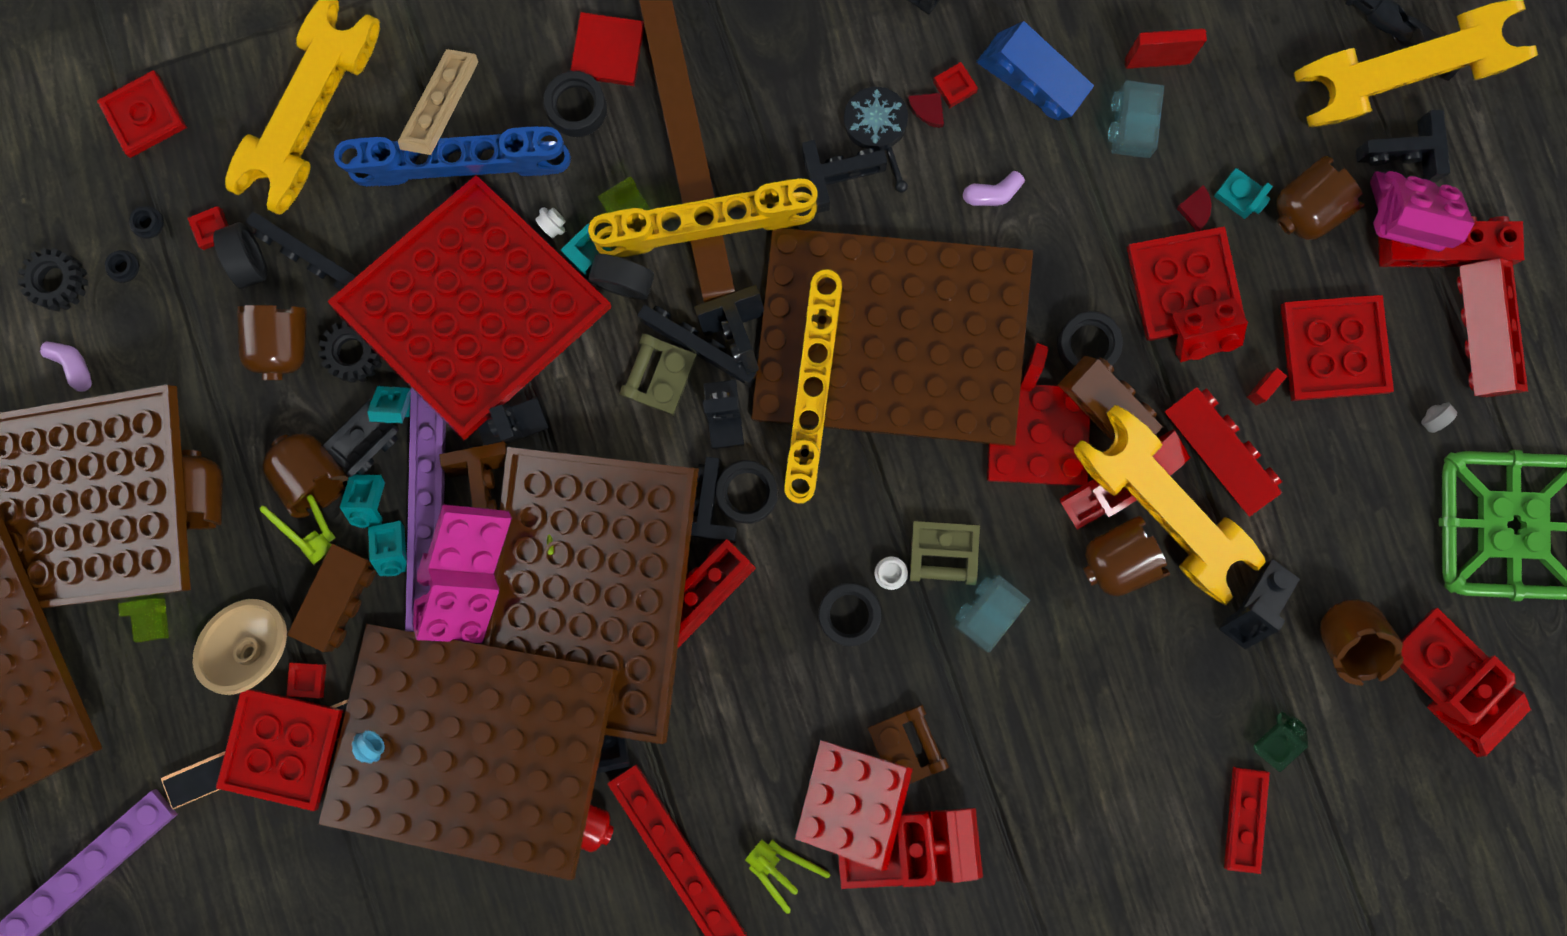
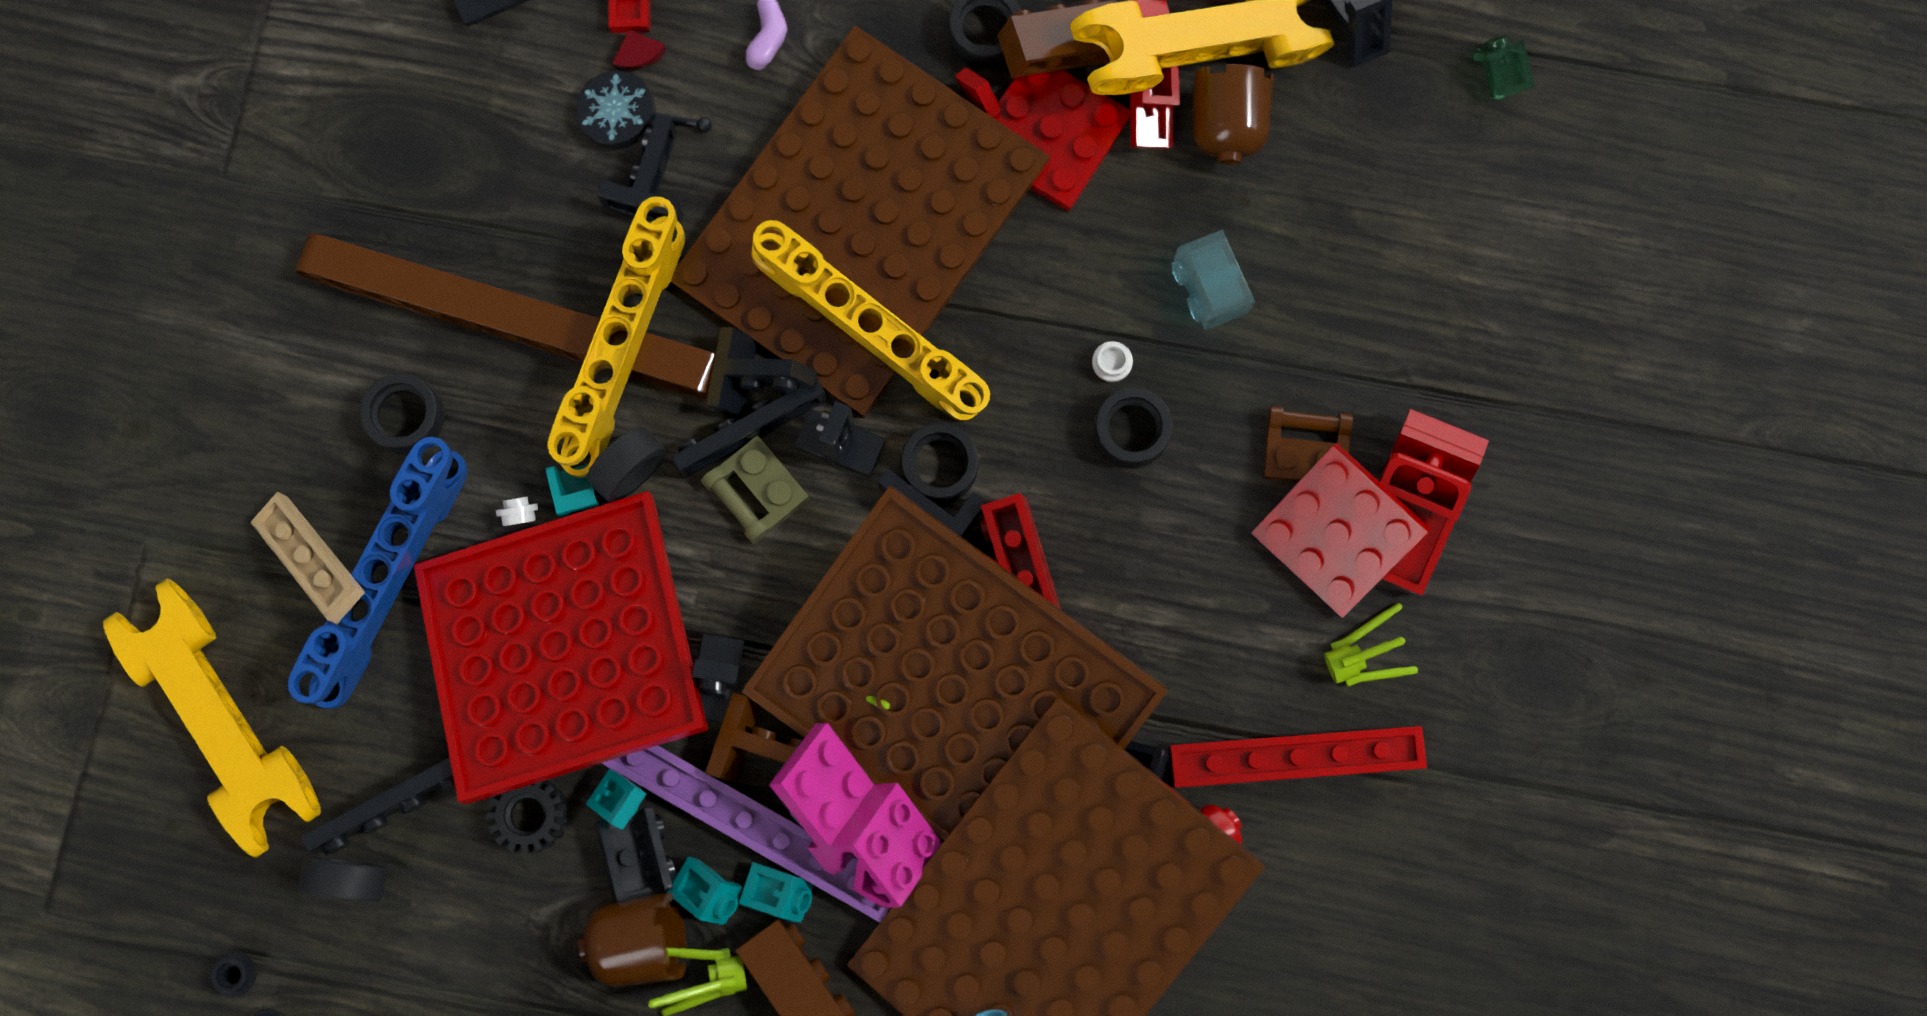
camera: 65 degrees left, 5 degrees down
(141, 114) = (102, 913): red tile -> none
(205, 224) = (284, 904): red tile -> none
(271, 339) = (461, 895): reddish brown cylinder -> none
(608, 48) = (361, 345): red tile -> none
(623, 196) = (537, 421): clear neon green panel -> none
(944, 541) = (1111, 285): olive plate -> none
(1246, 820) = (1565, 147): red tile -> none

